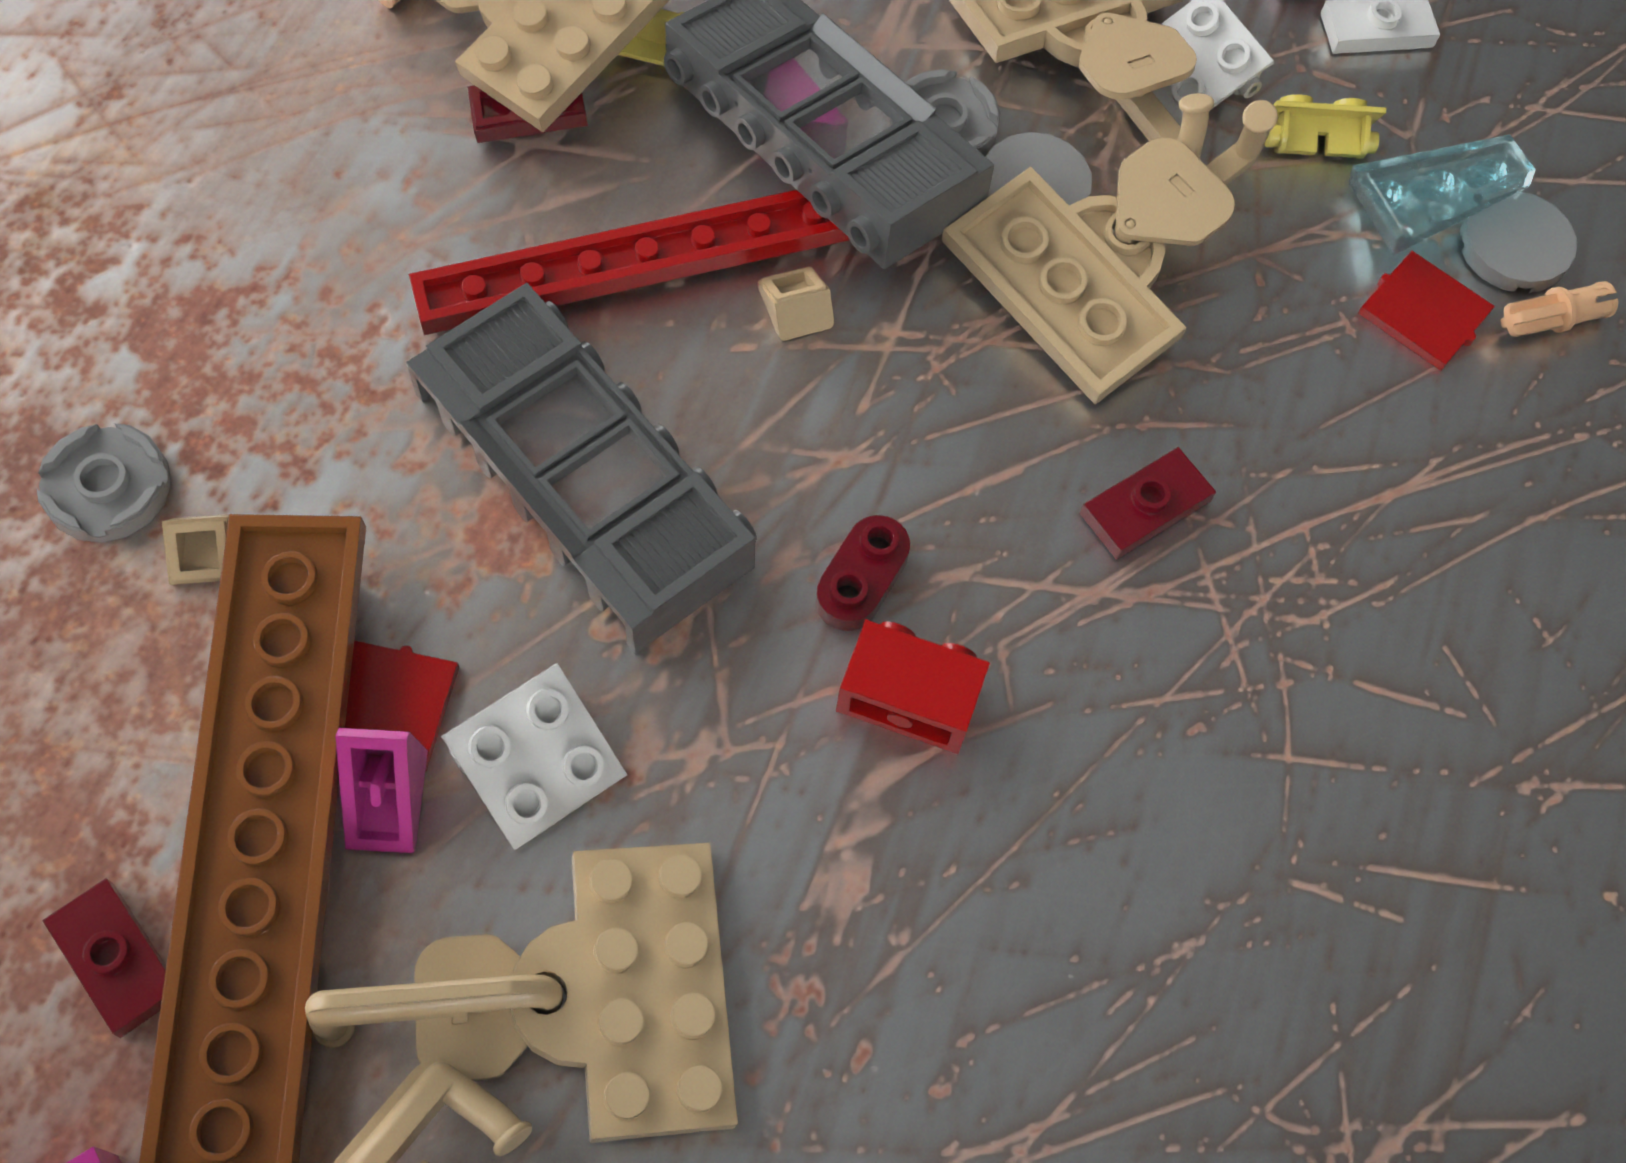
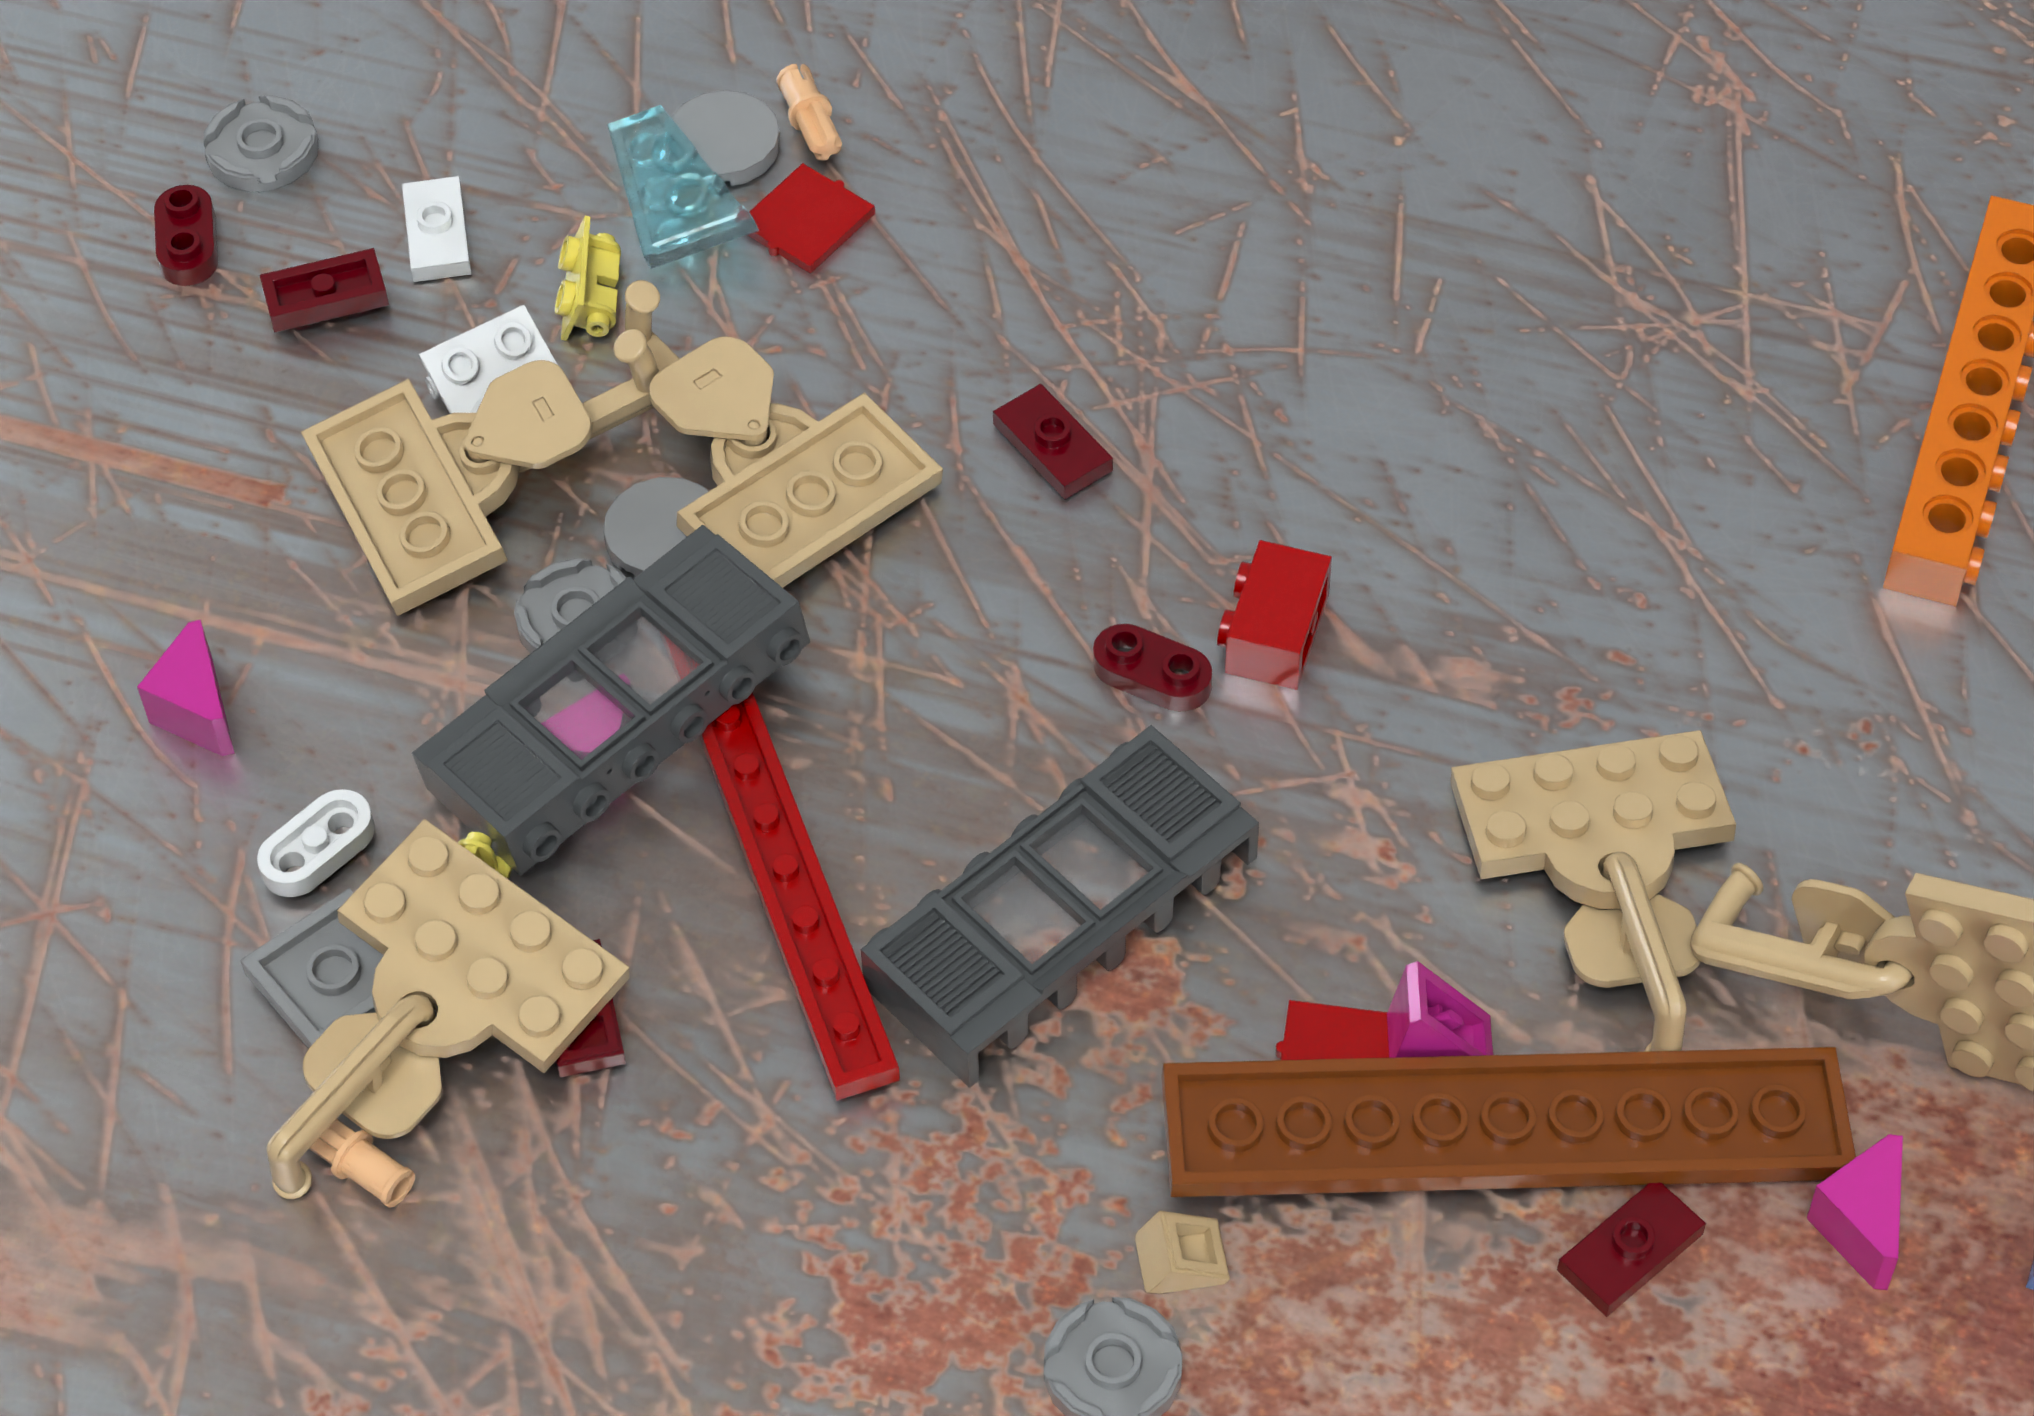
camera: 85 degrees left, 10 degrees down
(534, 756) = (1380, 917): white hinge -> none
(797, 303) = (830, 738): tan slope -> none

